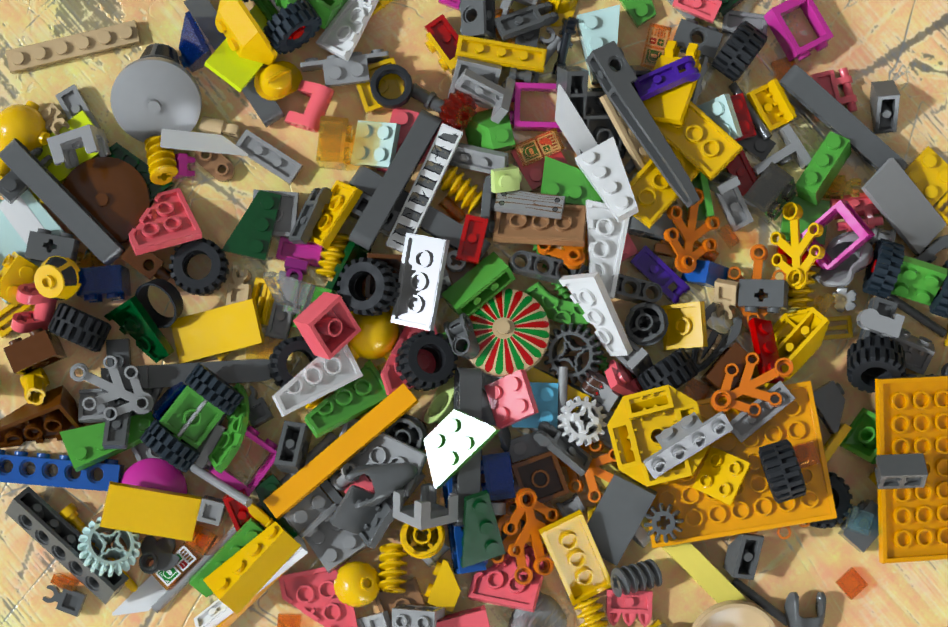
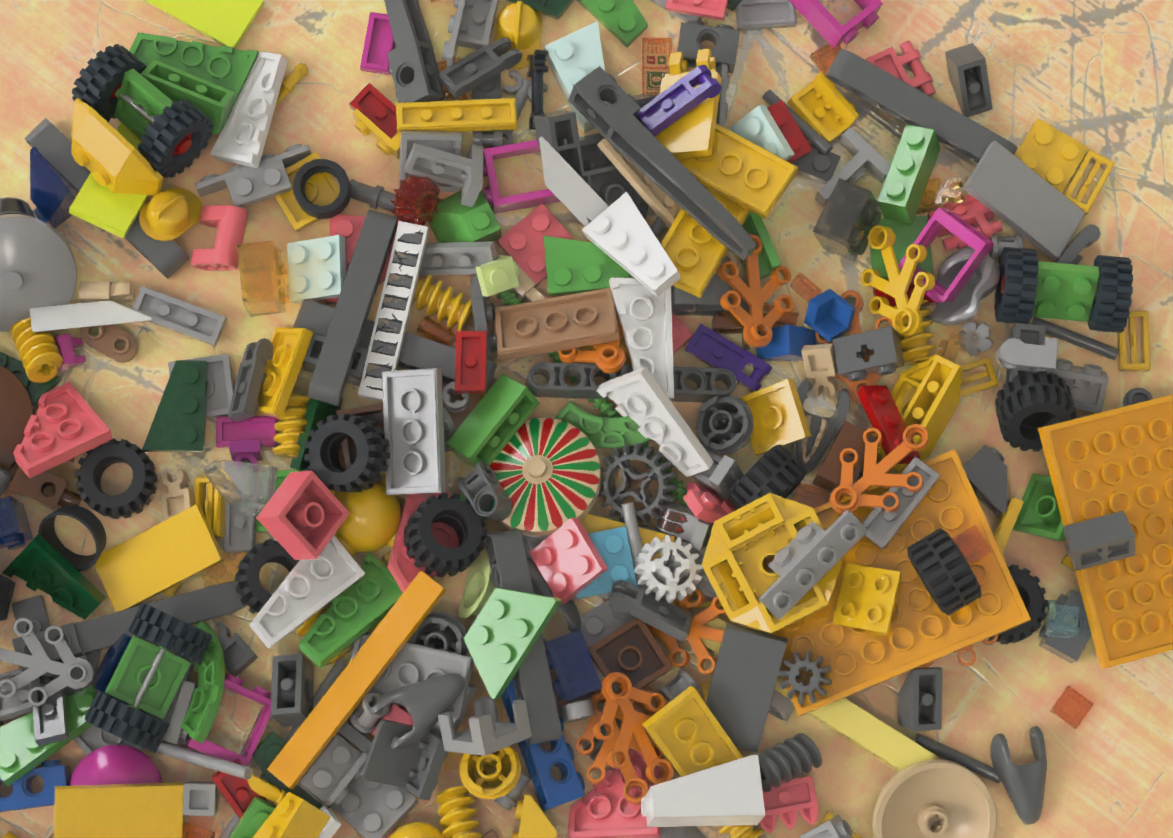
camera: 15 degrees left, 5 degrees down
(481, 533) = (565, 742): dark green wing -> none
(530, 204) = (537, 301): light grey tile -> none
(539, 147) = (532, 226): clear orange tile -> none
(576, 593) = (712, 797): none -> white slope
(730, 200) = (798, 241): light grey bracket -> none
(739, 51) = (765, 47): black tyre -> none
(741, 260) = (829, 315): none -> blue panel
(742, 169) = (803, 203): red plate -> none

